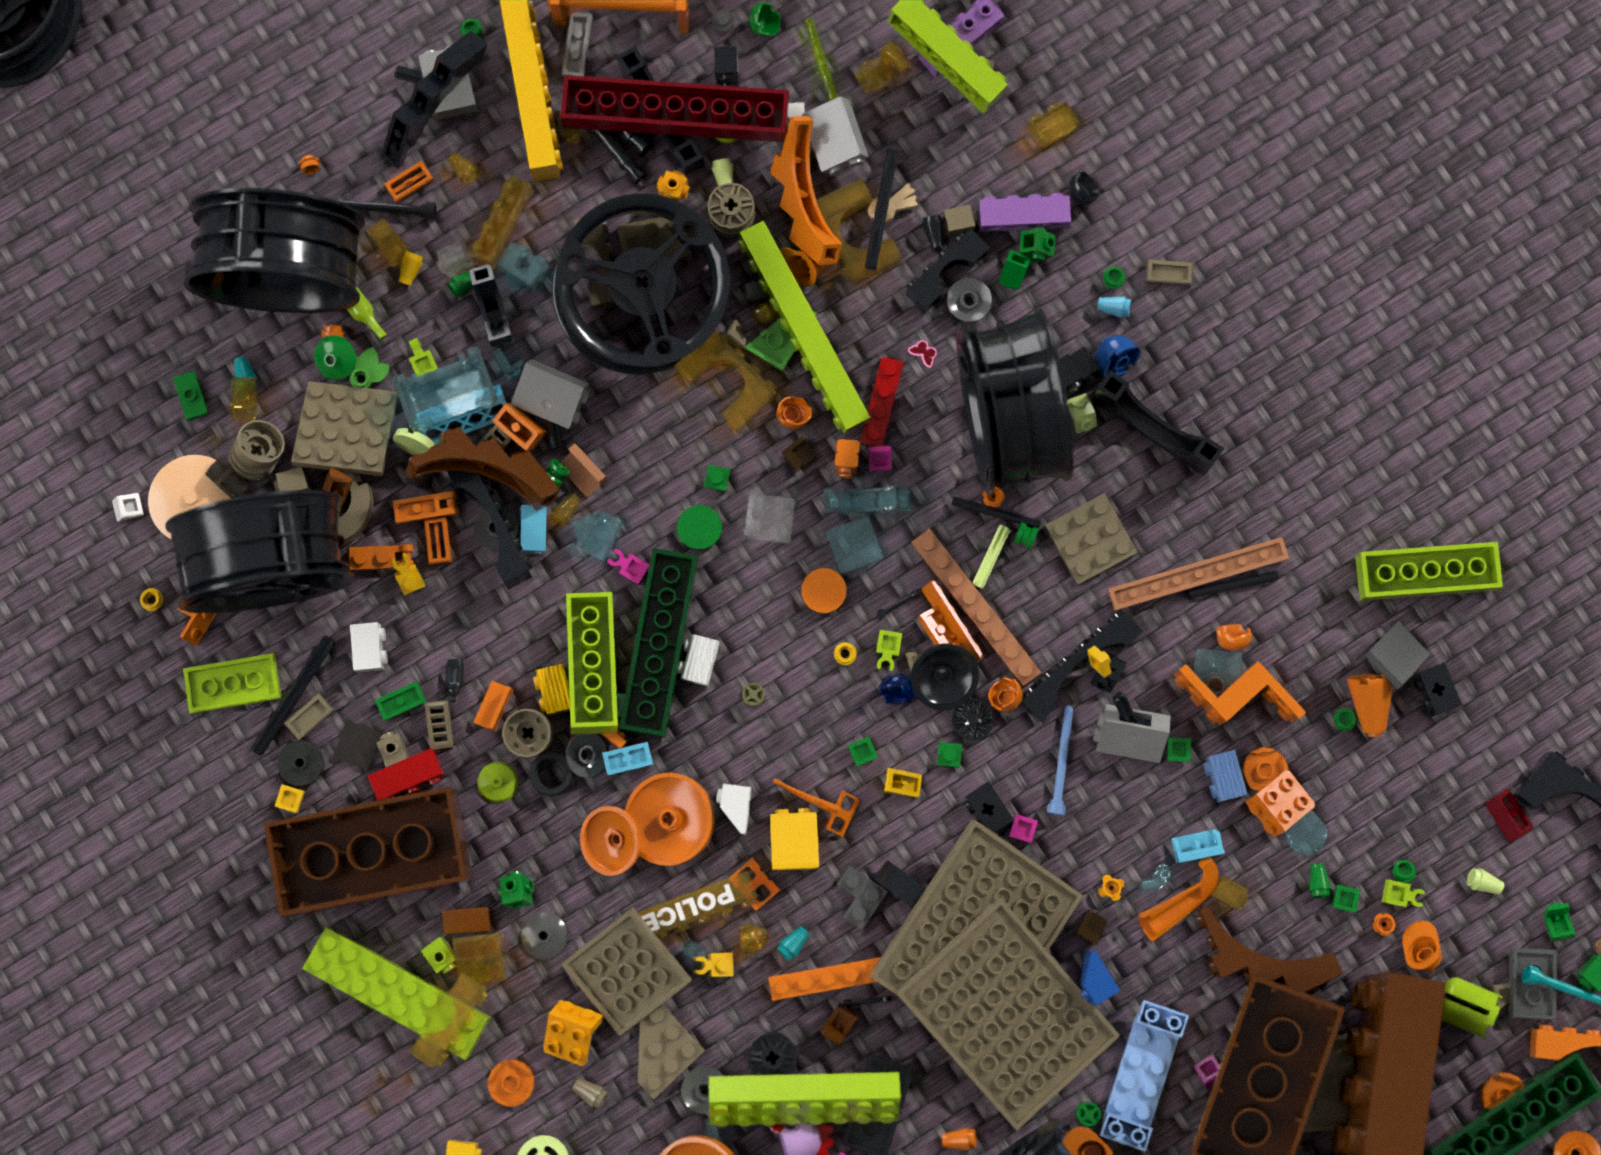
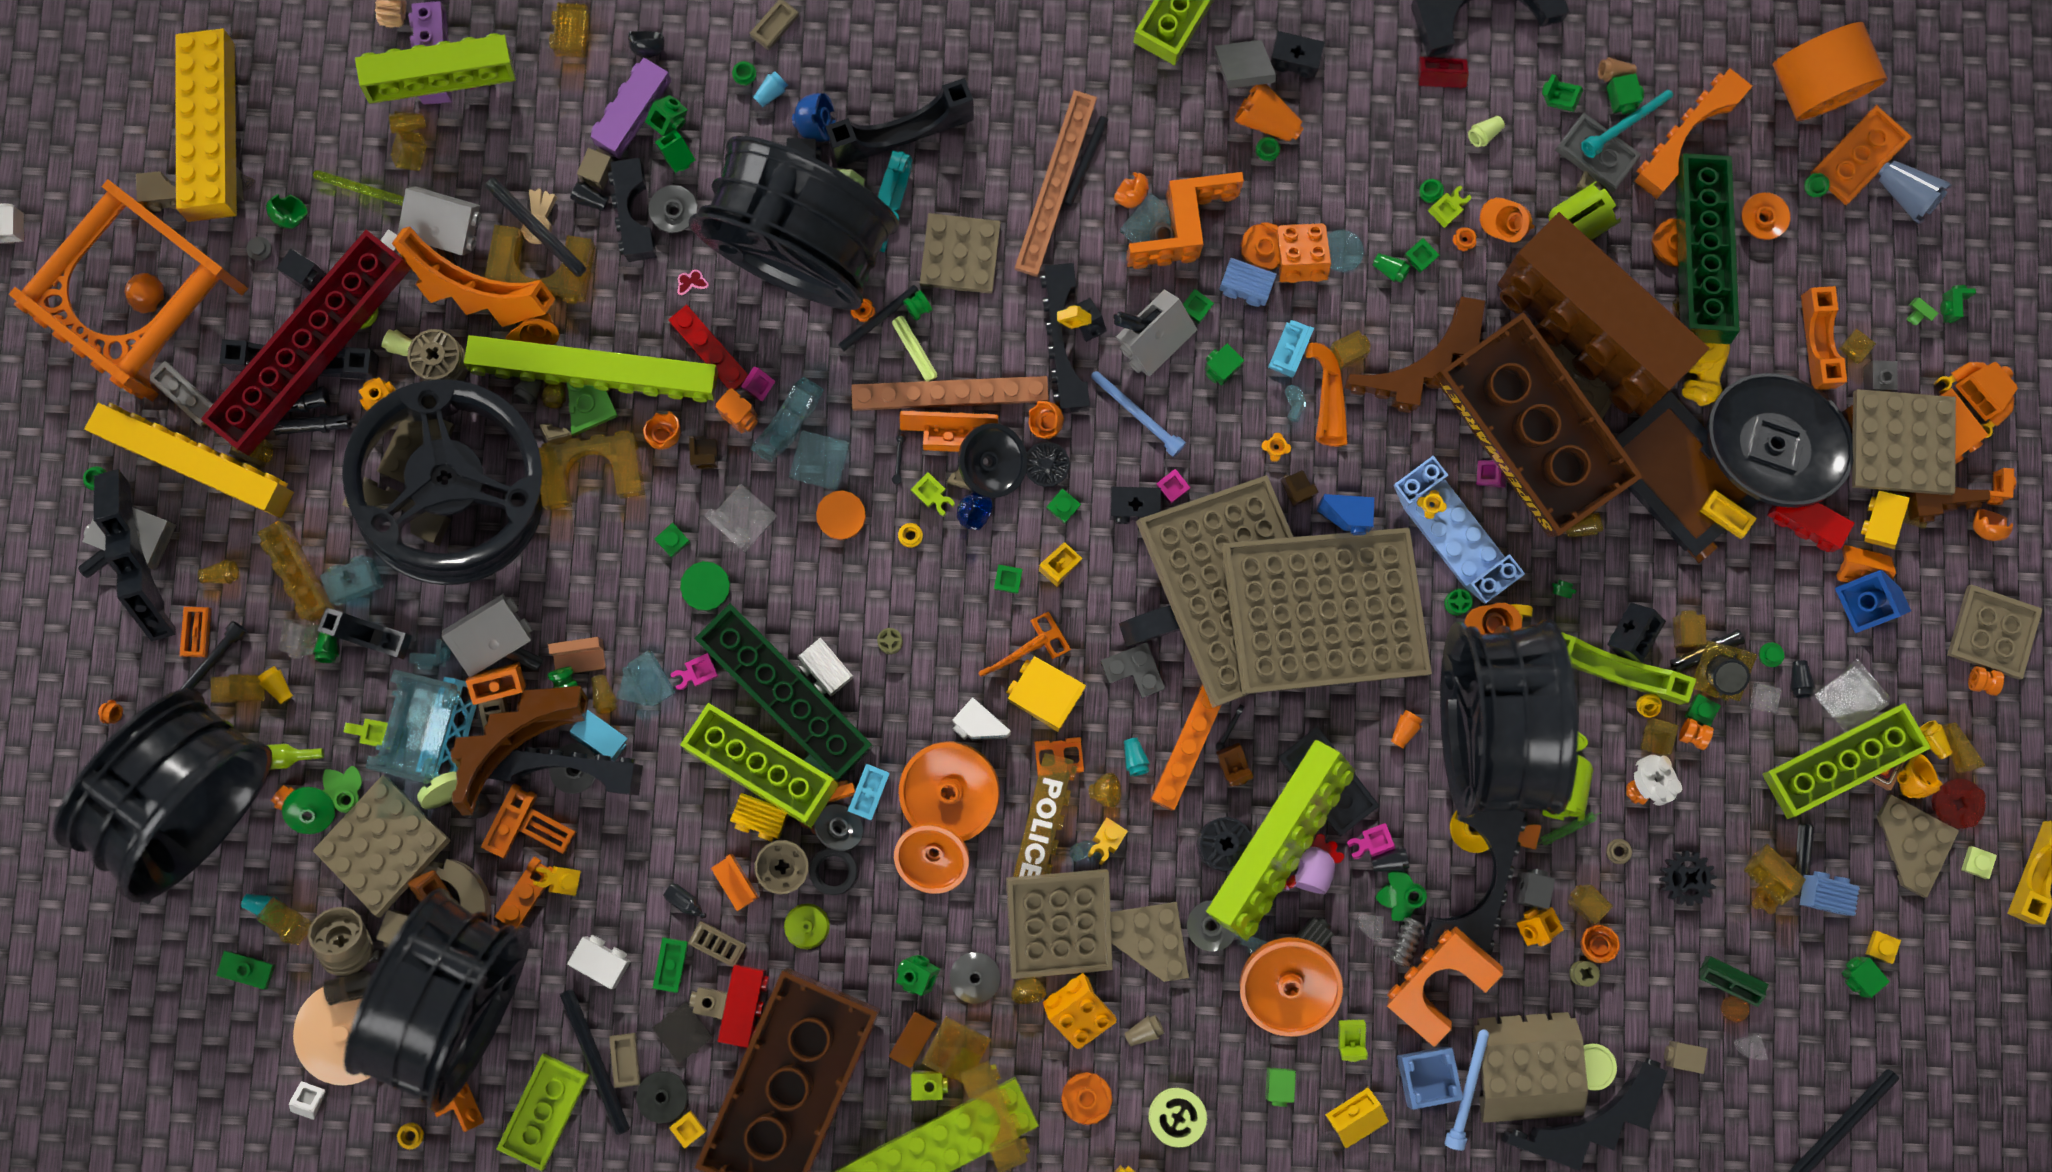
camera: 60 degrees left, 0 degrees up
(560, 983) = (1028, 991): none -> clear yellow brick
(1103, 453) = (895, 183): none -> teal piece
(1143, 1041) = (1439, 505): none -> yellow plate
(1146, 801) = (1222, 364): none -> green brick

